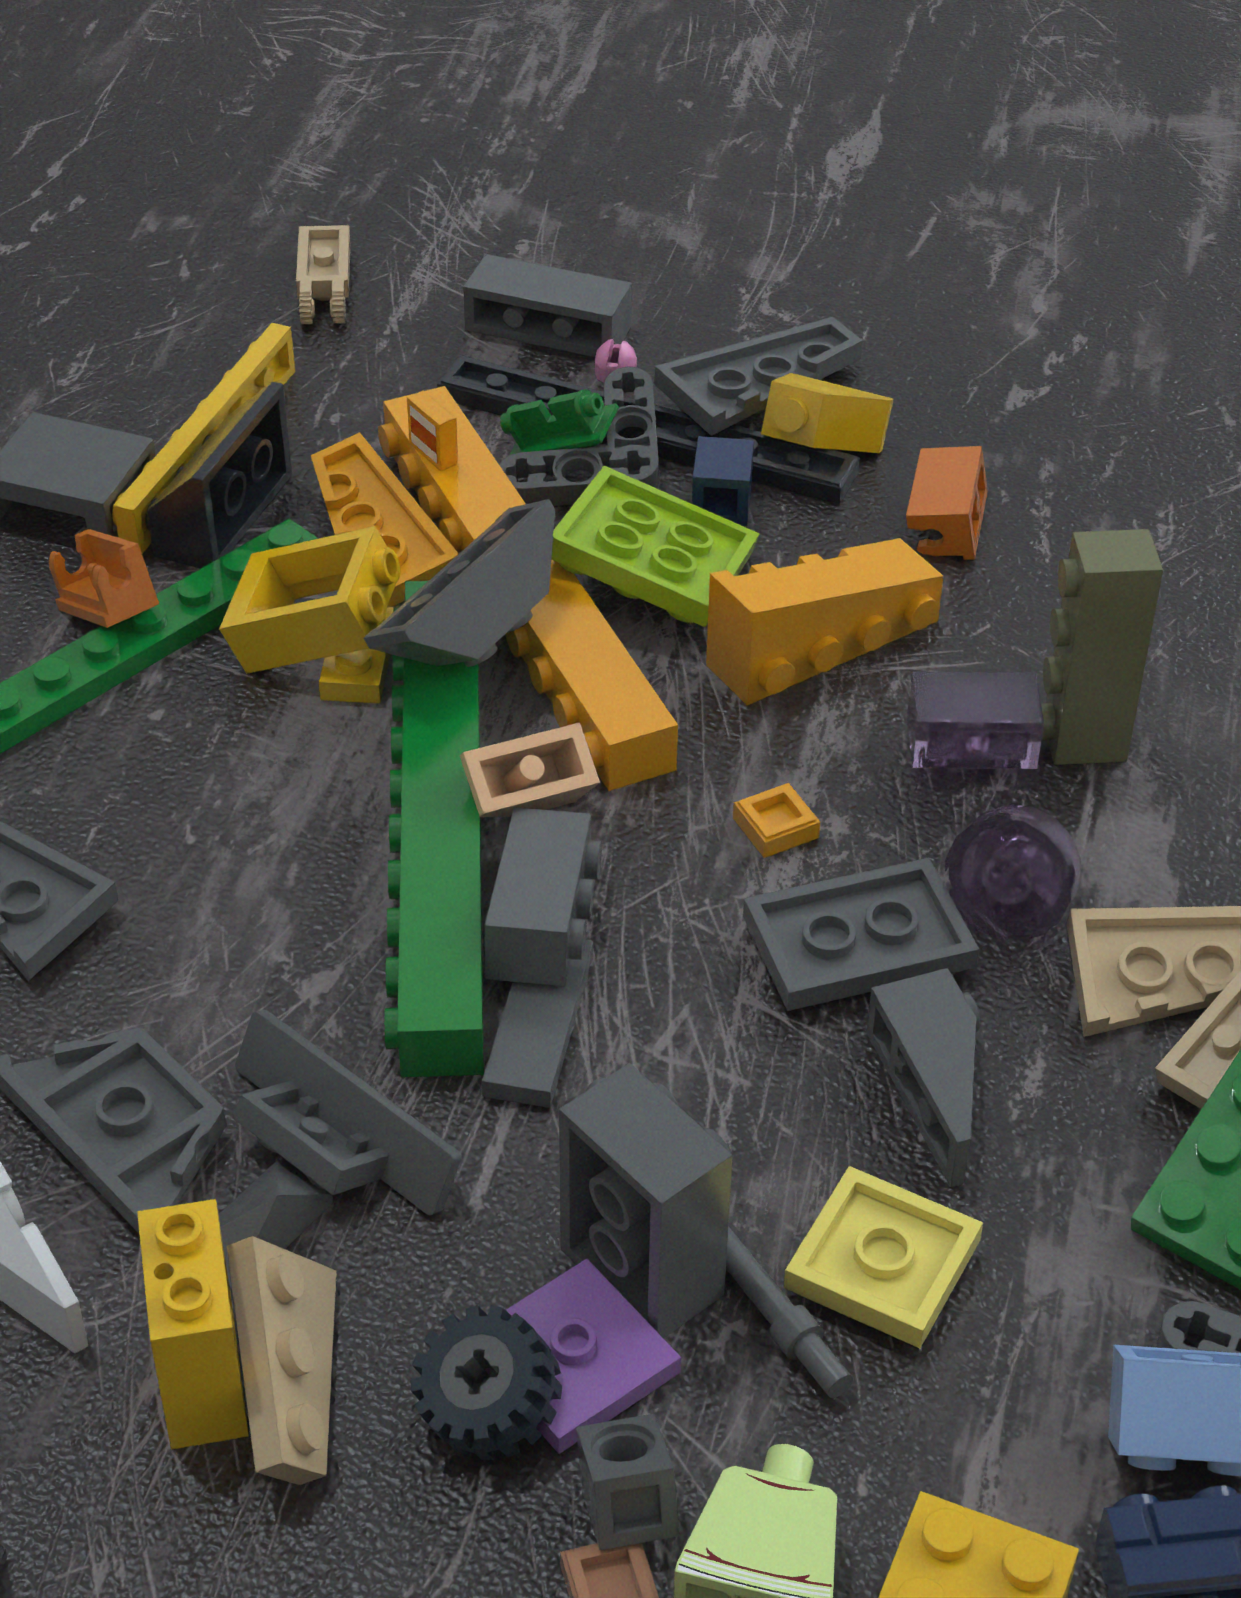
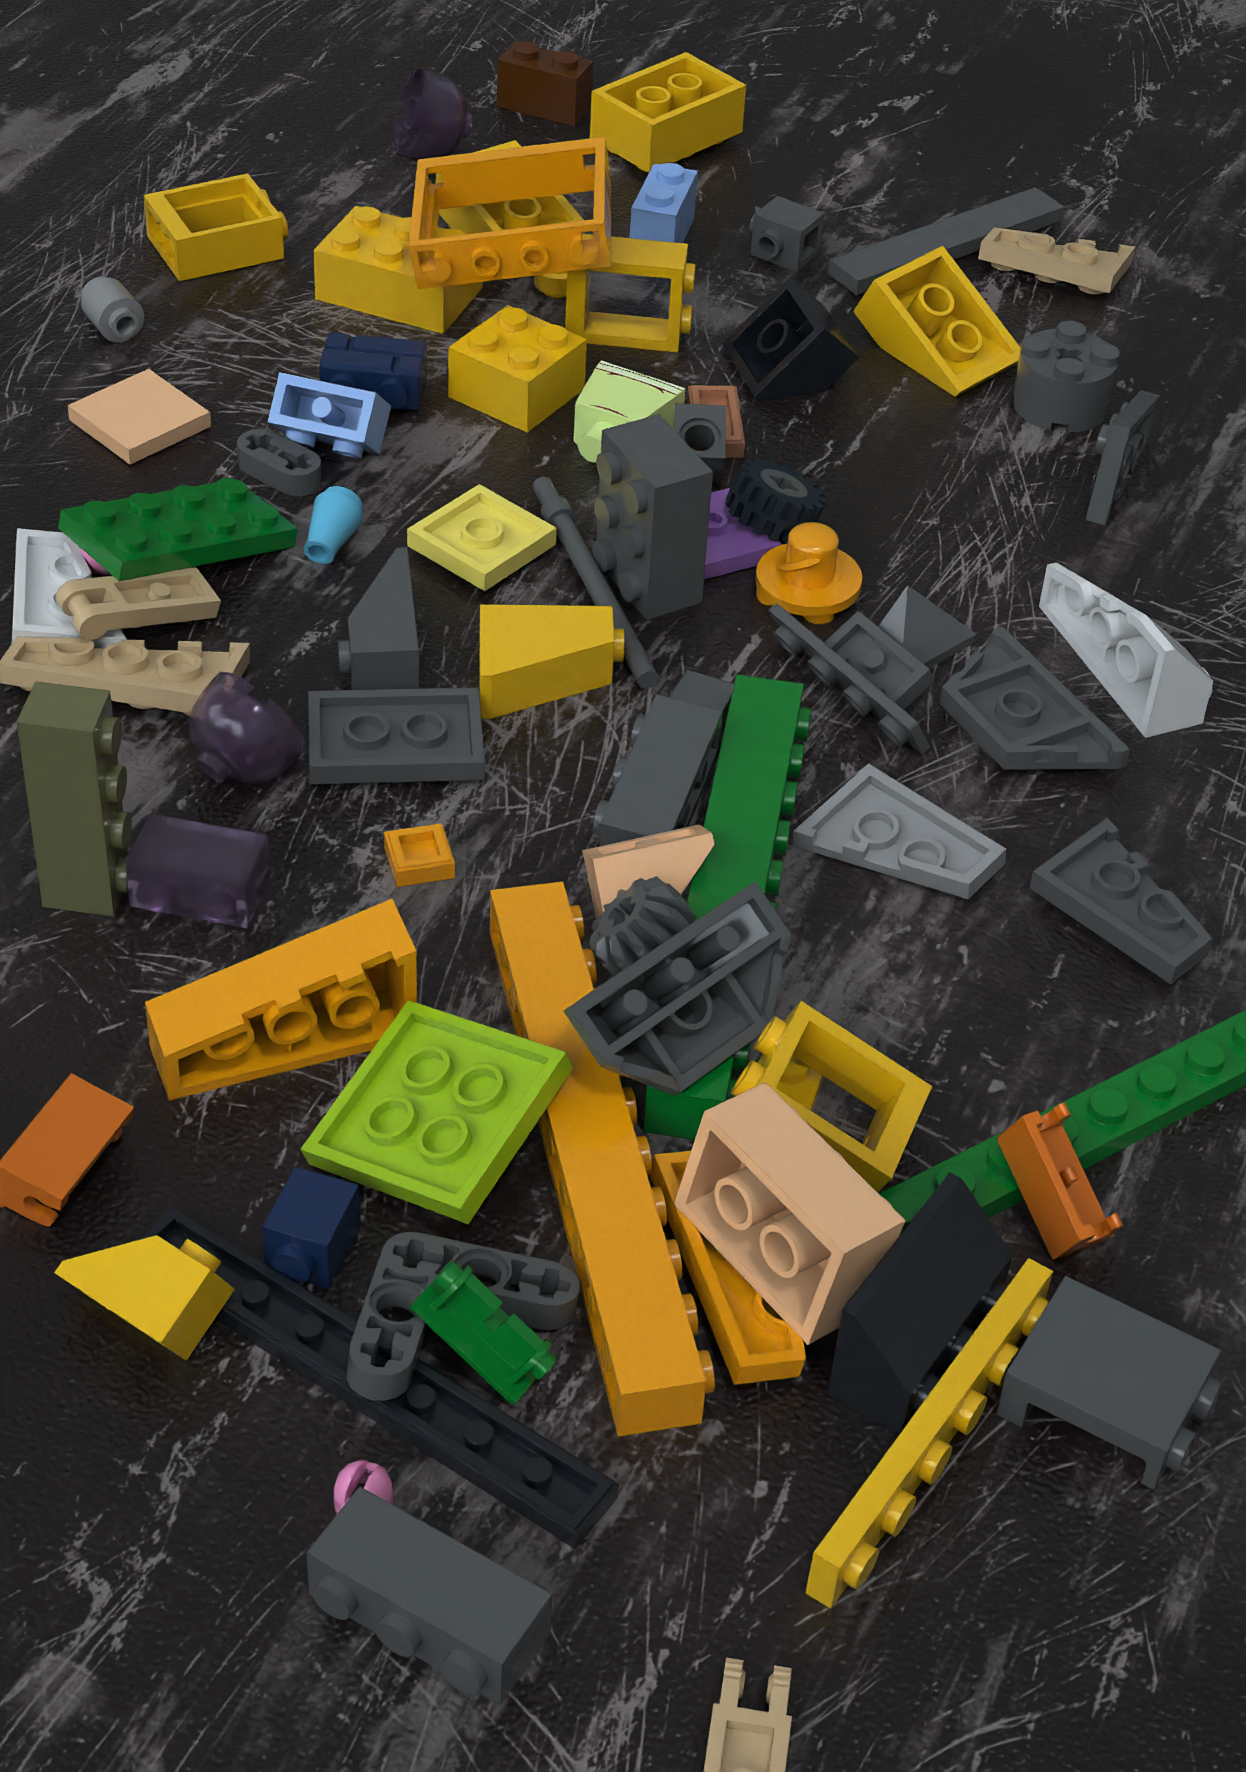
camera: 170 degrees left, 0 degrees up
(192, 1324) = (969, 526): yellow window -> none
(271, 926) = (900, 834): none -> light grey wing
(286, 1356) = (906, 537): tan wing -> none
(335, 467) = (785, 1209): none -> light nougat brick
(413, 1280) = (809, 574): none -> light orange plate
(432, 430) = (660, 1256): light orange tile -> none
(513, 695) = (638, 923): none -> dark grey gear
(736, 379) = (220, 1391): dark grey wing -> none
(743, 1060) = (543, 654): none -> yellow slope
(1090, 1236) = (333, 521): none -> medium azure cone

